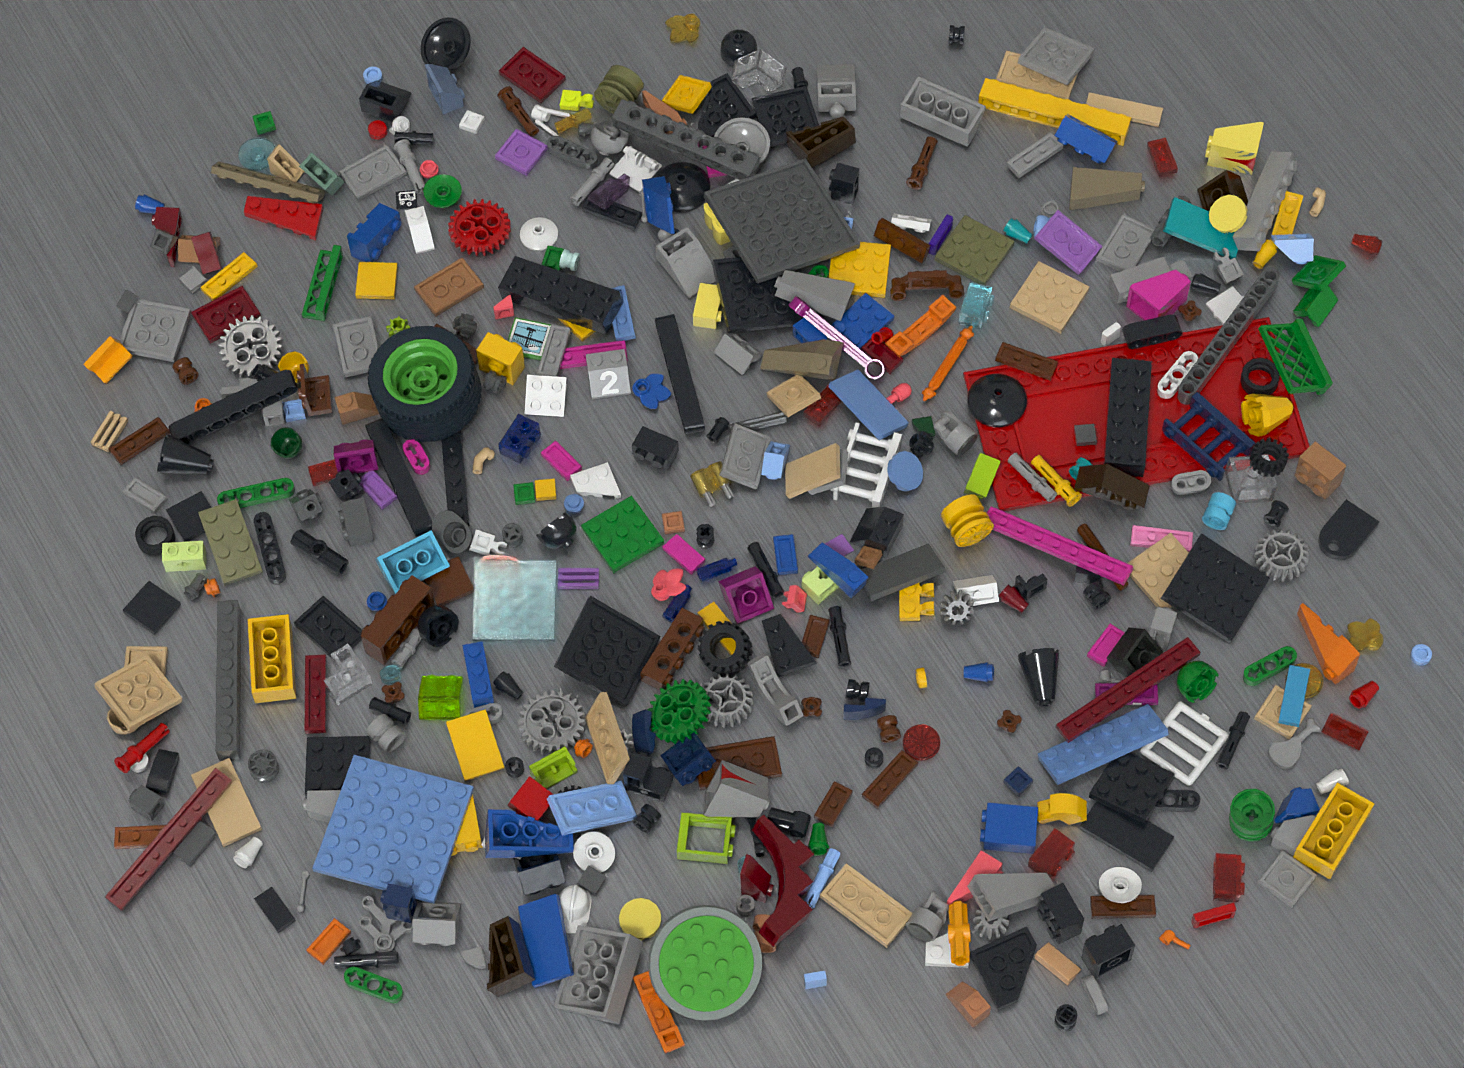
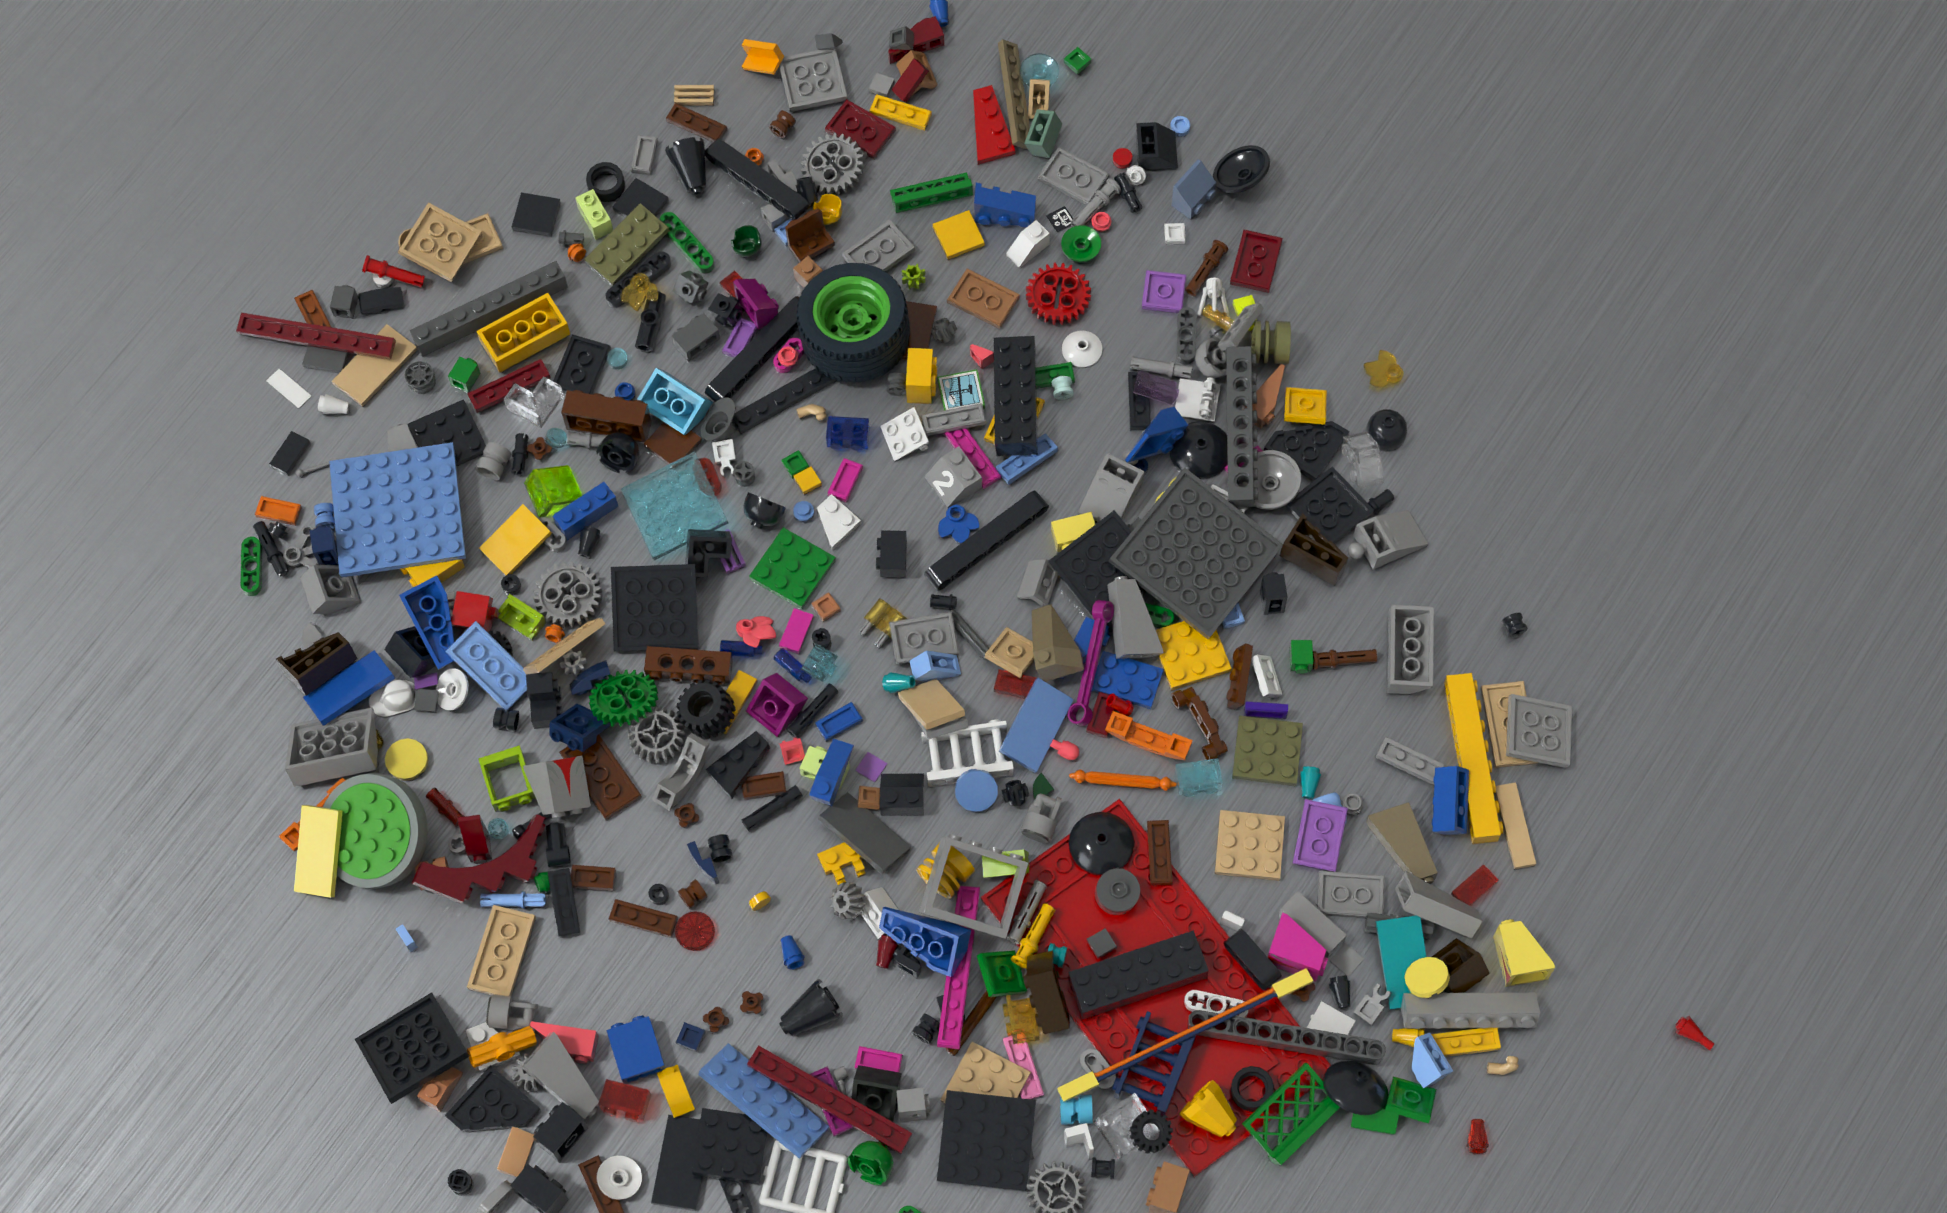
camera: 65 degrees right, 5 degrees up
(204, 888) = (288, 388): none -> white sticker
(282, 726) = (464, 374): none -> green brick
(289, 548) = (638, 293): none -> clear yellow plate
(338, 595) = (617, 358): none -> clear light blue tile
(363, 896) = (324, 515): none -> medium blue wheel
(421, 454) = (787, 356): none -> coral plate
(571, 587) = (706, 544): none -> black brick
(572, 873) = (425, 680): none -> medium lavender sticker
(594, 103) = (1240, 326): none -> light grey tile
(699, 1019) = (318, 851): none -> light yellow tile
(708, 899) = (444, 806): none -> clear red pin
(727, 543) = (820, 663): none -> clear light blue brick
(776, 491) = (897, 682): none -> teal cone
(846, 834) = (563, 902): none -> black tile
(906, 190) = (1301, 656): none -> green brick
(925, 1008) = (411, 1048): none -> black plate
(980, 518) = (935, 877): none -> light grey window
(1010, 750) = (715, 1013): none -> reddish brown plate
(1027, 552) = (932, 940): none -> blue wedge
(1047, 403) = (1117, 891): none -> dark grey piece
(1077, 517) = (1001, 974): none -> green plate
(1122, 521) = (1022, 1020): none -> clear yellow bracket
(1169, 184) = (1437, 906): none -> light grey slope
(1204, 485) = (1089, 1080): none -> piece
(1251, 512) = (1078, 1135): none -> white panel
(1292, 304) = (1355, 1087): none -> black dish
(1344, 68) = (1687, 1028): none -> red cone

